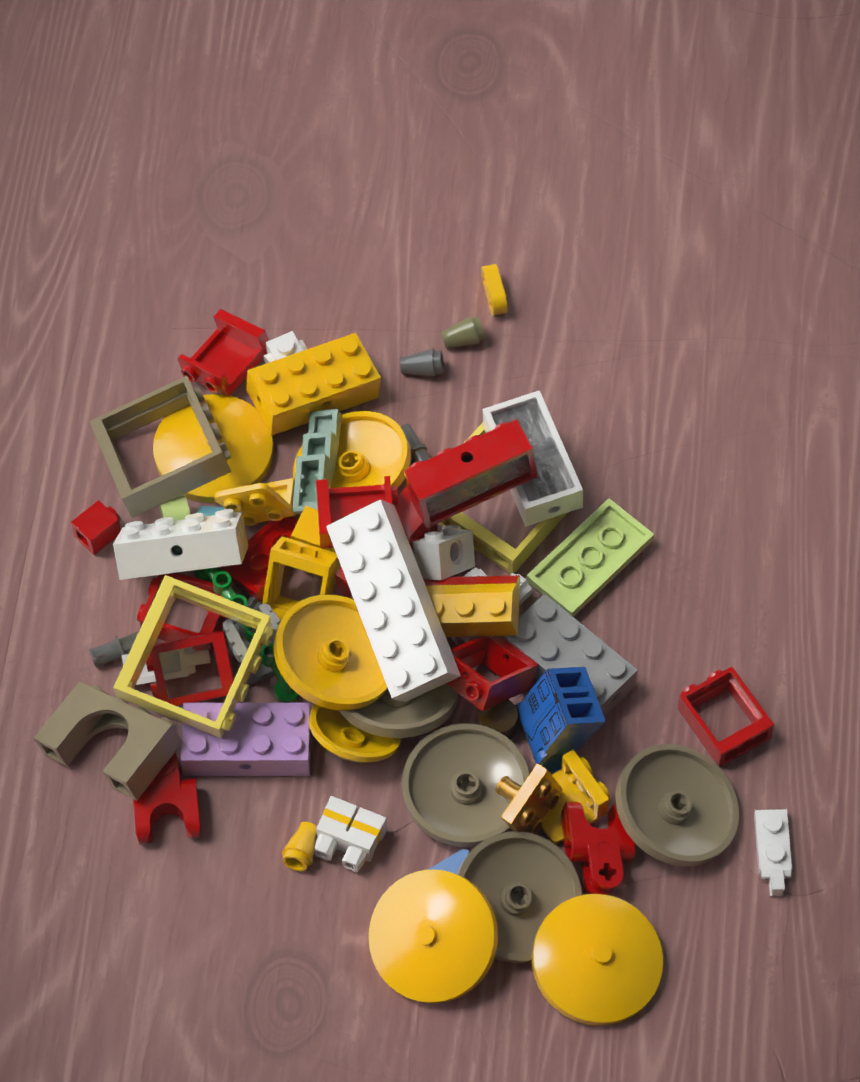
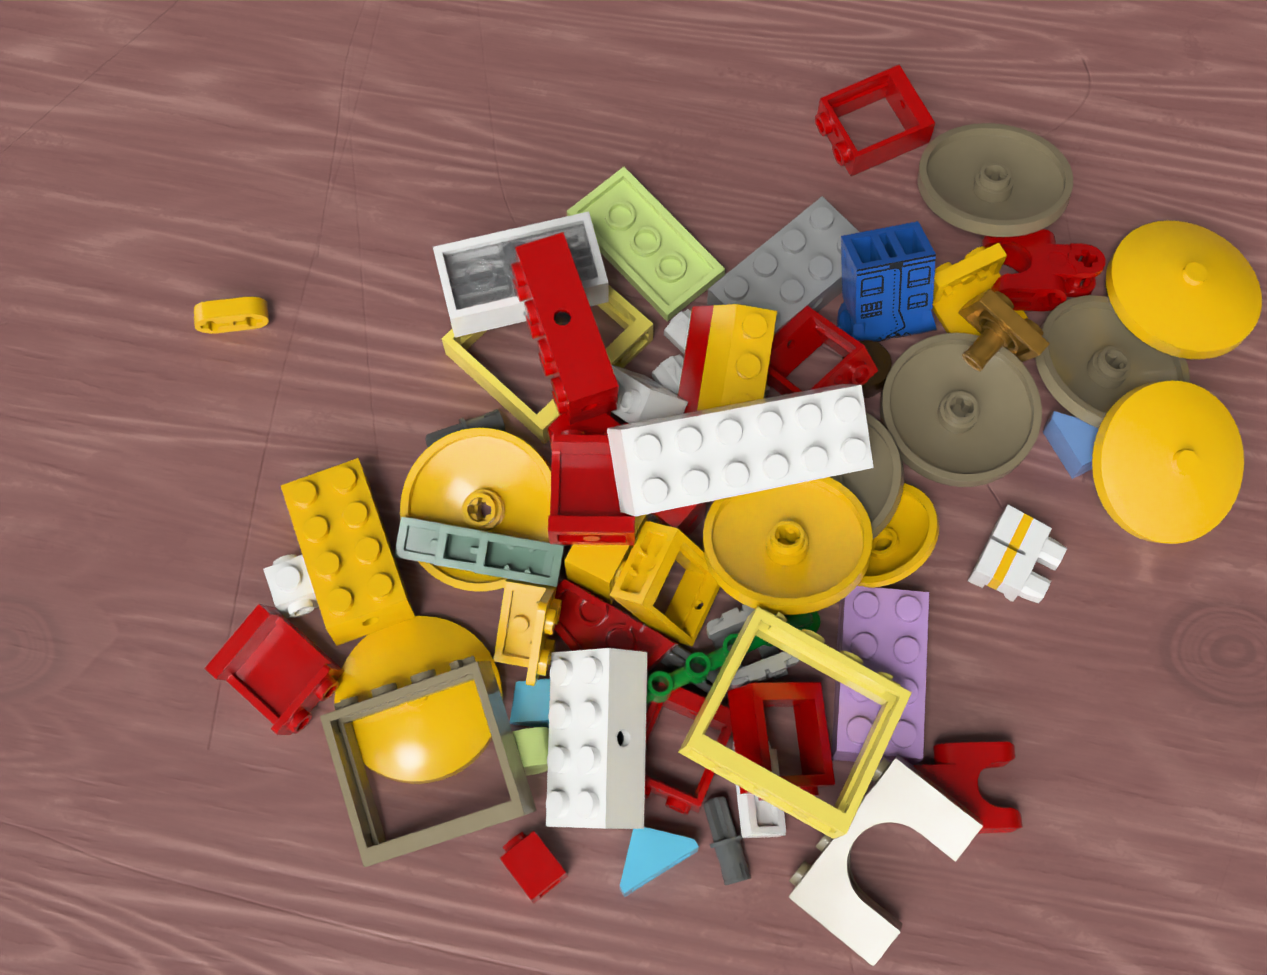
camera: 85 degrees left, 10 degrees up
(107, 598) = (652, 854): none -> medium azure slope
(300, 848) = (1030, 618): yellow cone -> none
(423, 363) = (330, 412): dark grey cone -> none
(464, 333) = (292, 357): olive cone -> none
(773, 848) = (1039, 97): white hinge -> none

